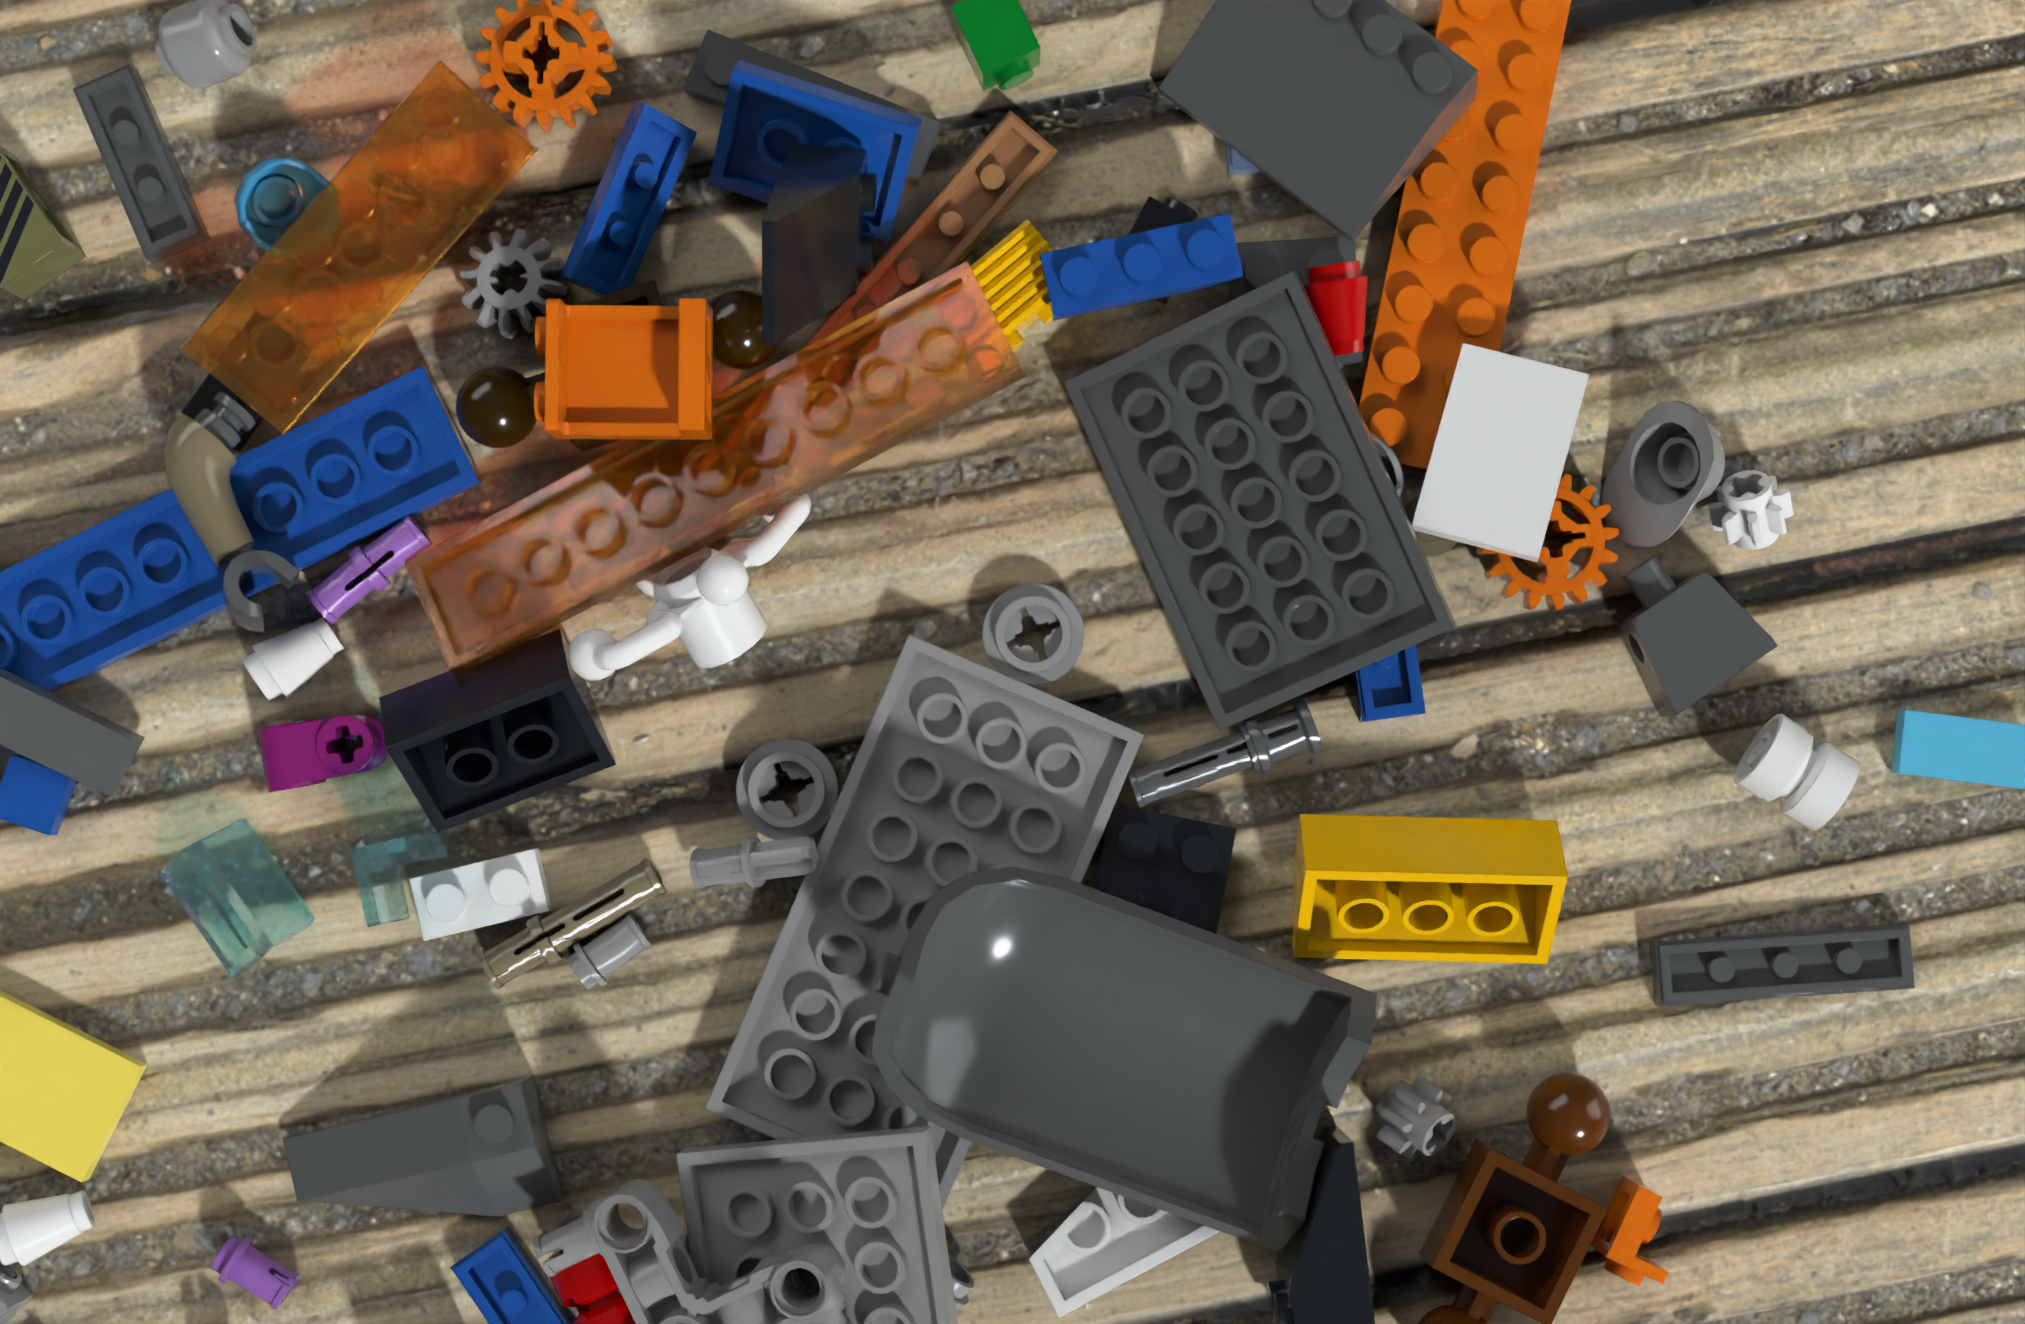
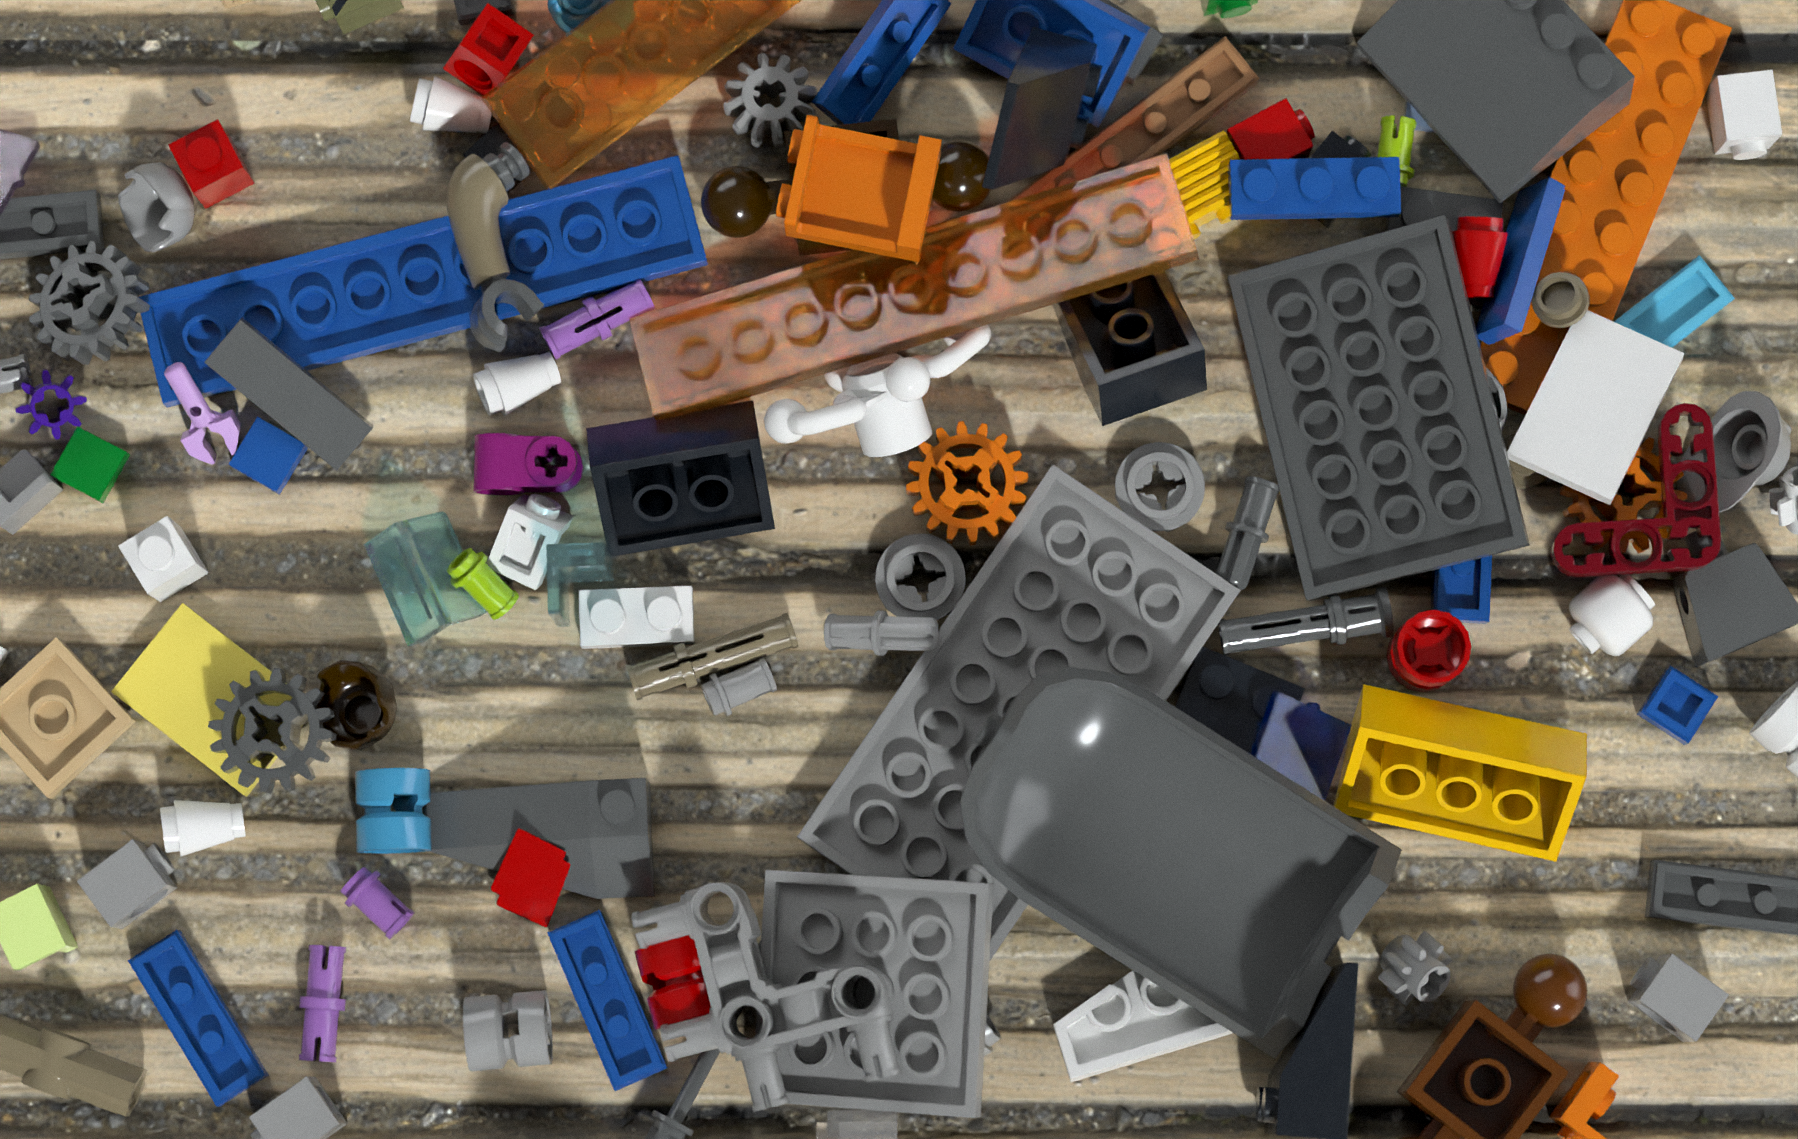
camera: 15 degrees right, 5 degrees down
(64, 1110) = (252, 747): none -> dark grey gear
(151, 362) = (449, 108): none -> white cone
(181, 288) = (488, 50): none -> red brick
(183, 1059) = (361, 704): none -> dark brown hair
(258, 1192) = (387, 831): none -> dark azure wheel
(298, 893) = (482, 583): none -> lime pin
(336, 821) = (523, 537): none -> white bracket
(419, 1211) = (531, 878): none -> red sticker
(830, 646) = (982, 464): none -> orange gear
(974, 485) = (1133, 347): none -> black slope
(1084, 213) = (1273, 134): none -> red brick
(1139, 666) = (1247, 531): none -> dark grey axle
(1227, 200) = (1400, 146): none -> lime pin
(1242, 895) = (1301, 742): none -> clear blue piece
(1366, 762) = (1428, 650): none -> red wheel
(1390, 287) = (1522, 260): none -> blue tile
(1439, 339) = (1560, 299): none -> dark tan plate
(1559, 680) = (1611, 614): none -> white head
(1568, 317) = (1678, 305): none -> medium azure tile
(1604, 86) = (1743, 114): none -> white brick
(1613, 557) = (1677, 514): none -> dark red beam
(1649, 764) = (1677, 705): none -> blue tile
(1707, 1090) = (1676, 996): none -> light grey brick

